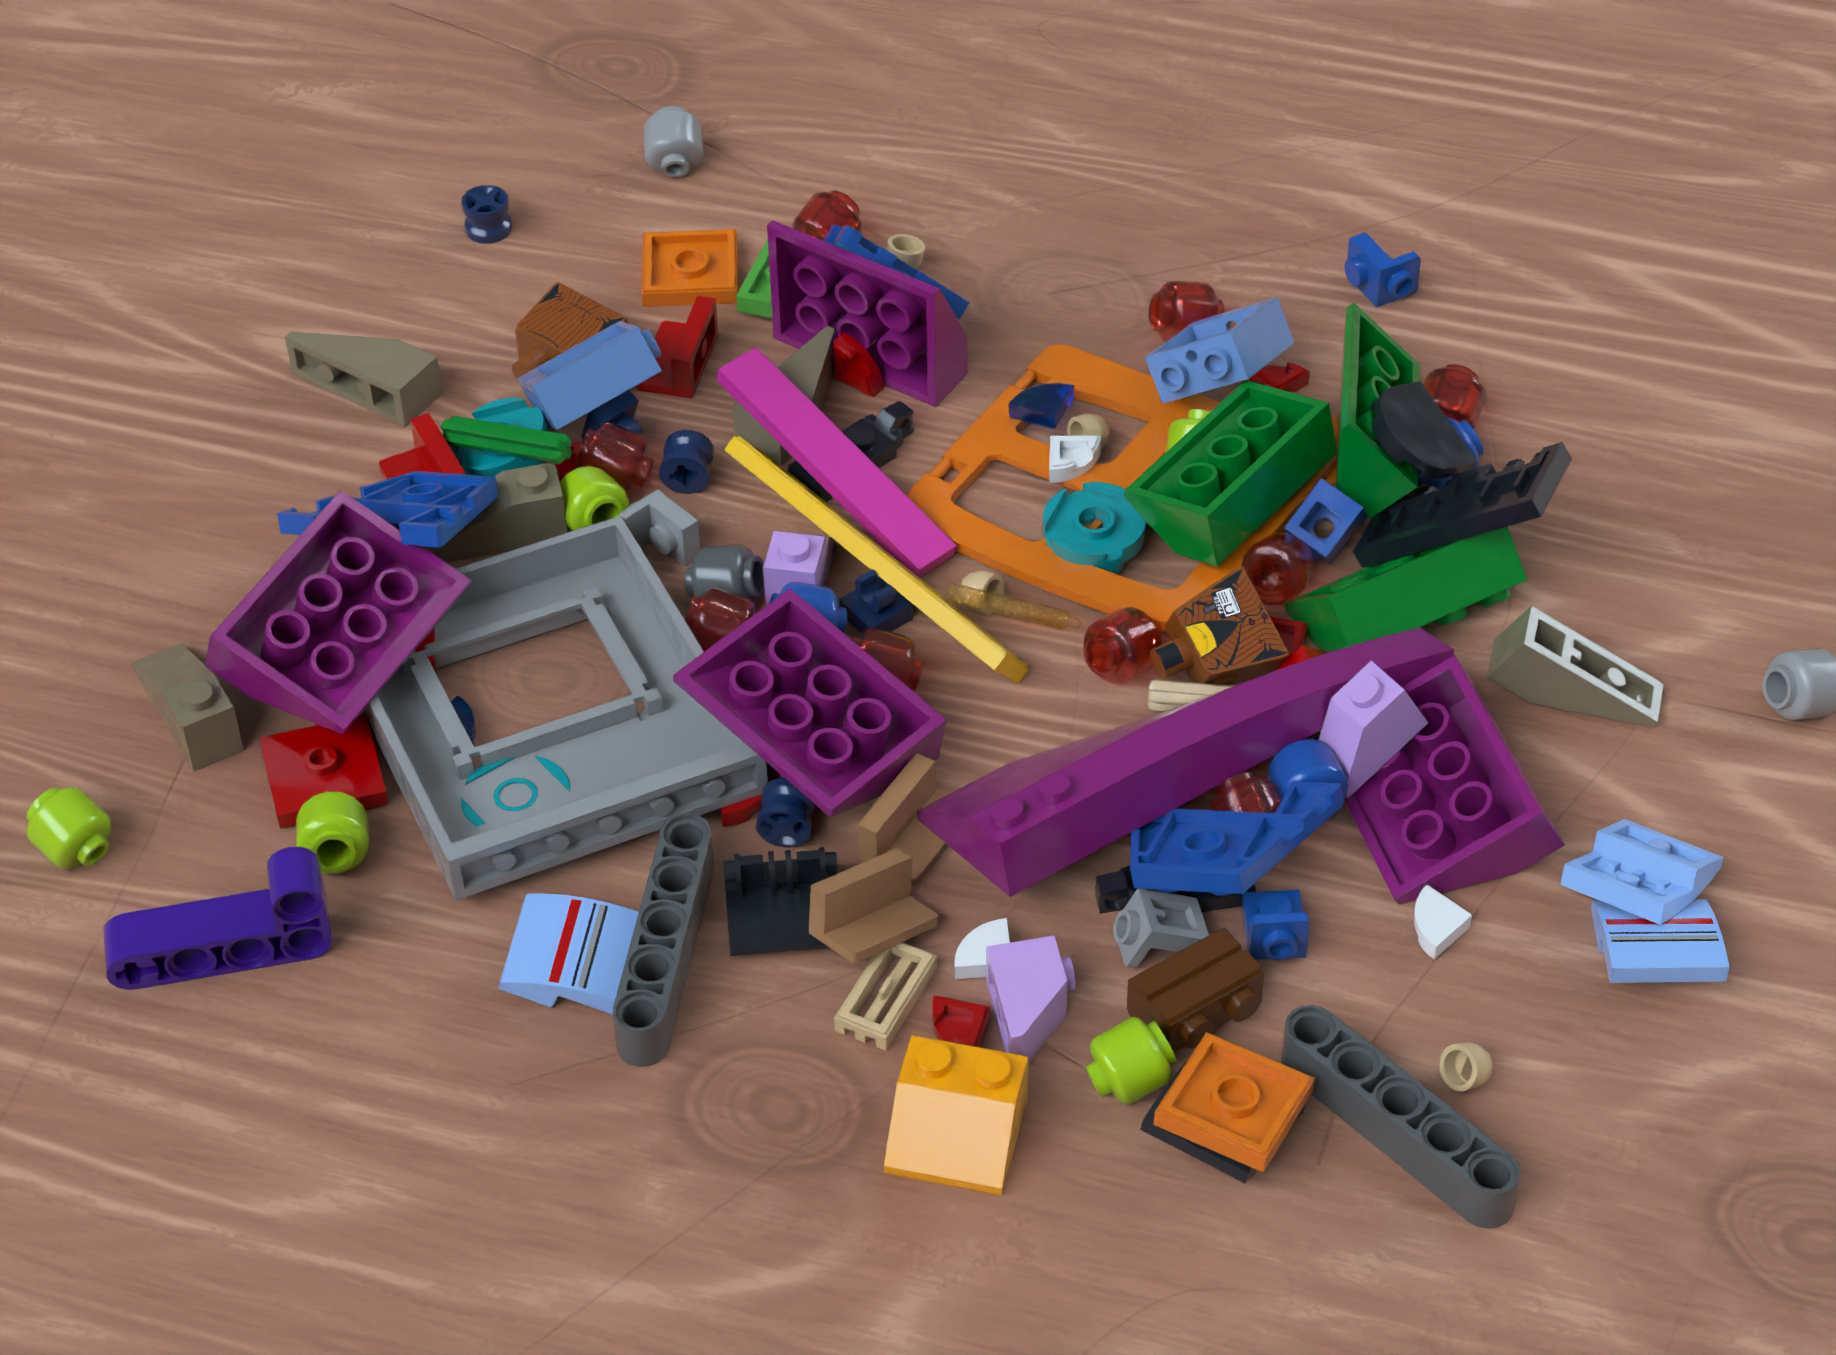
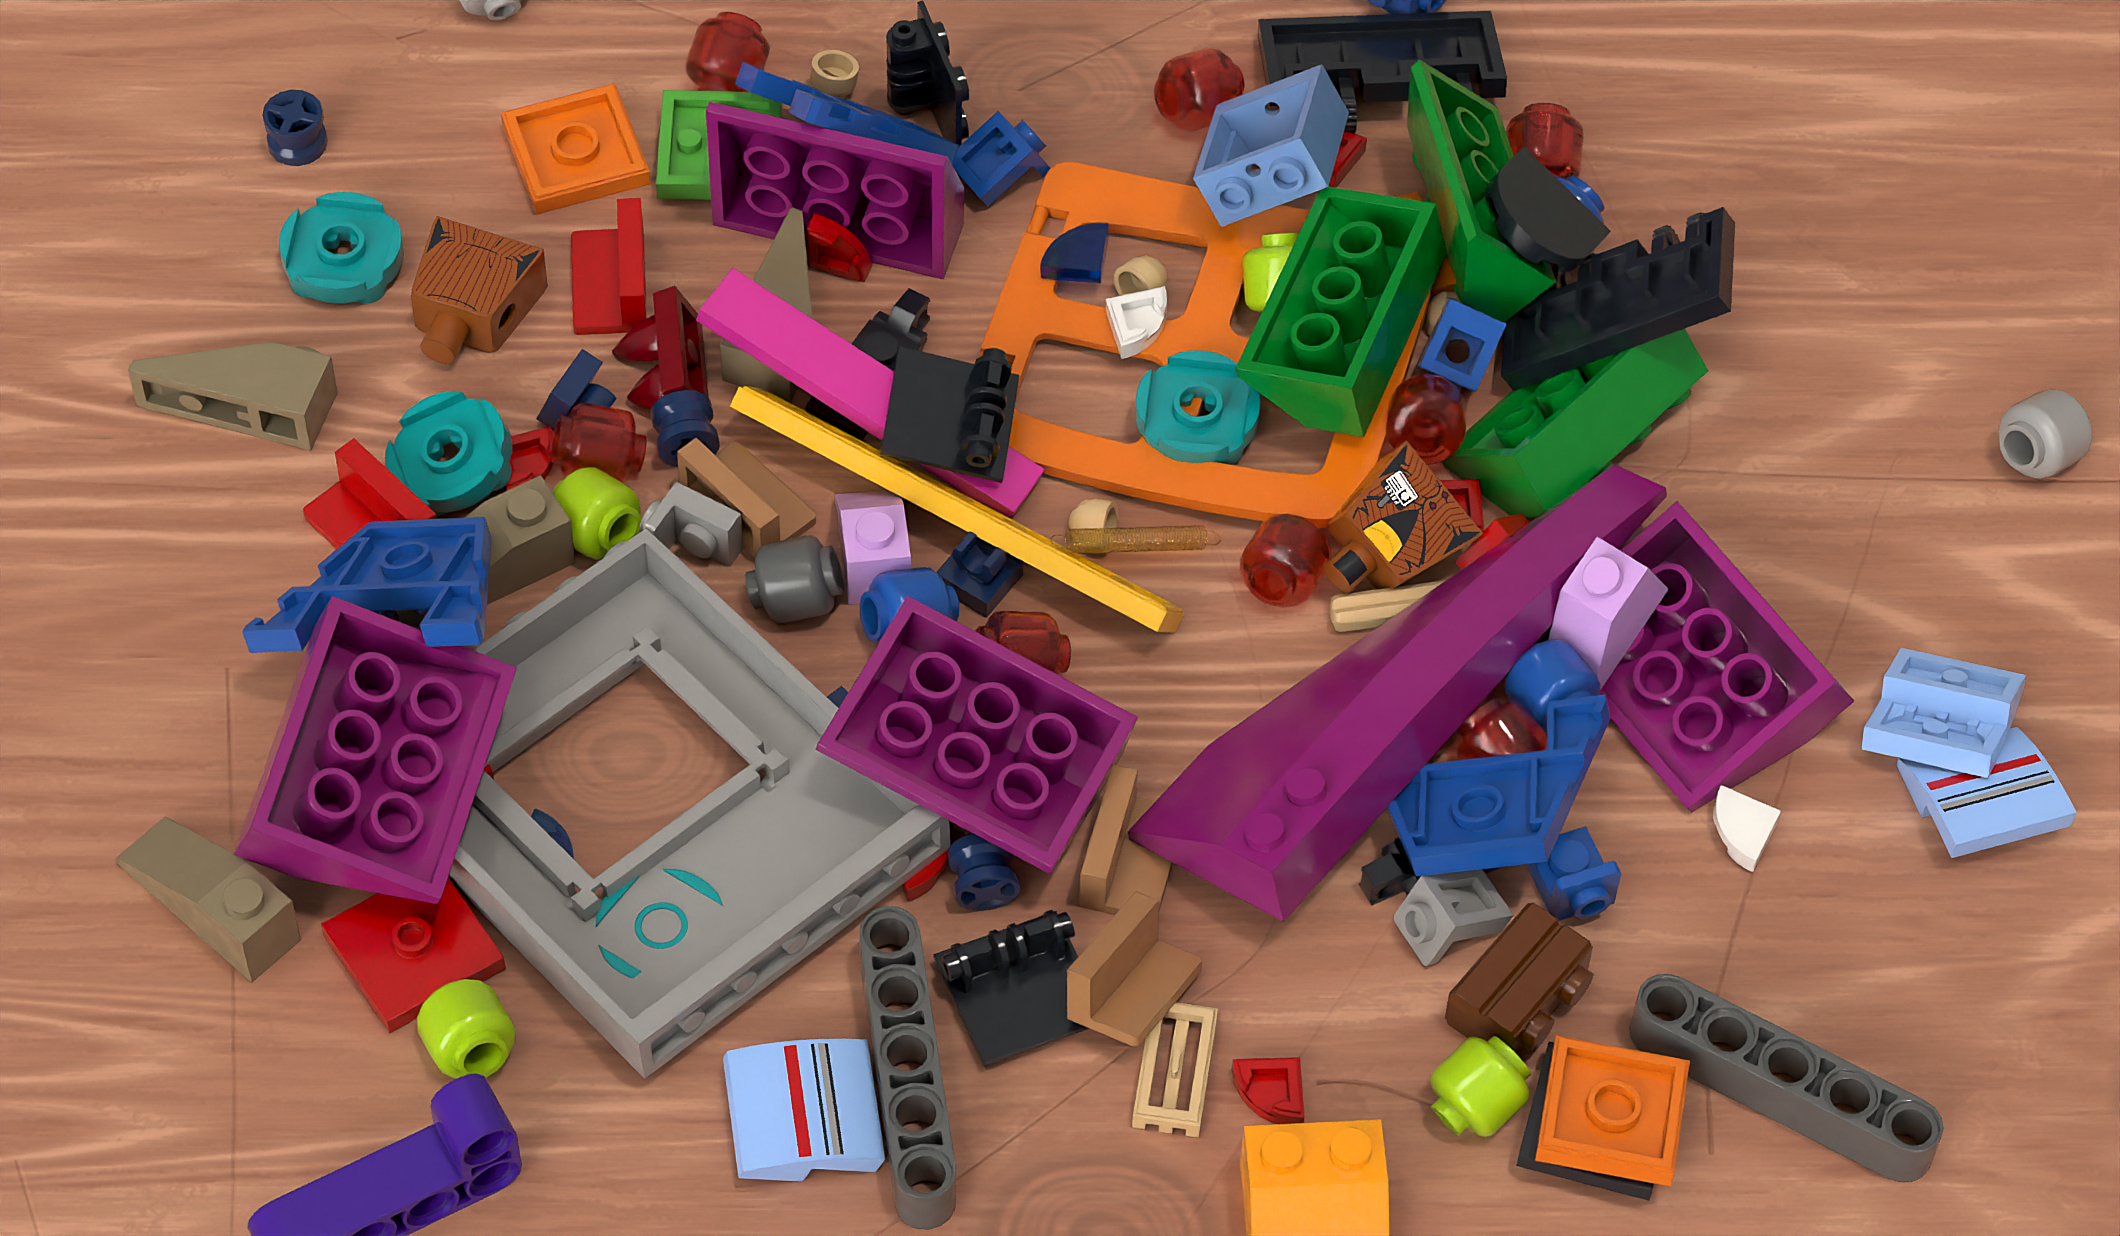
camera: 20 degrees left, 10 degrees up
(68, 828) = (146, 1102): lime head -> none
(464, 303) = (341, 277): none -> teal plate
(507, 439) = (469, 457): green axle -> none
(591, 373) = (536, 342): medium blue window -> none
(700, 405) = (675, 341): none -> dark red tile
(717, 509) = (746, 485): none -> medium nougat panel
(717, 615) = (817, 640): clear red head -> none
(892, 484) = (951, 412): none -> black hinge
(963, 258) = (923, 76): none -> black hinge
(971, 953) = (1268, 989): white tile -> none
(1008, 327) = (998, 157): none -> blue bracket
(1028, 991) = (1336, 1032): lavender slope -> none
(1323, 313) = (1380, 50): none -> black hinge
(1460, 1060) = (1823, 991): tan hinge -> none
(1571, 673) = (1790, 478): dark tan slope -> none

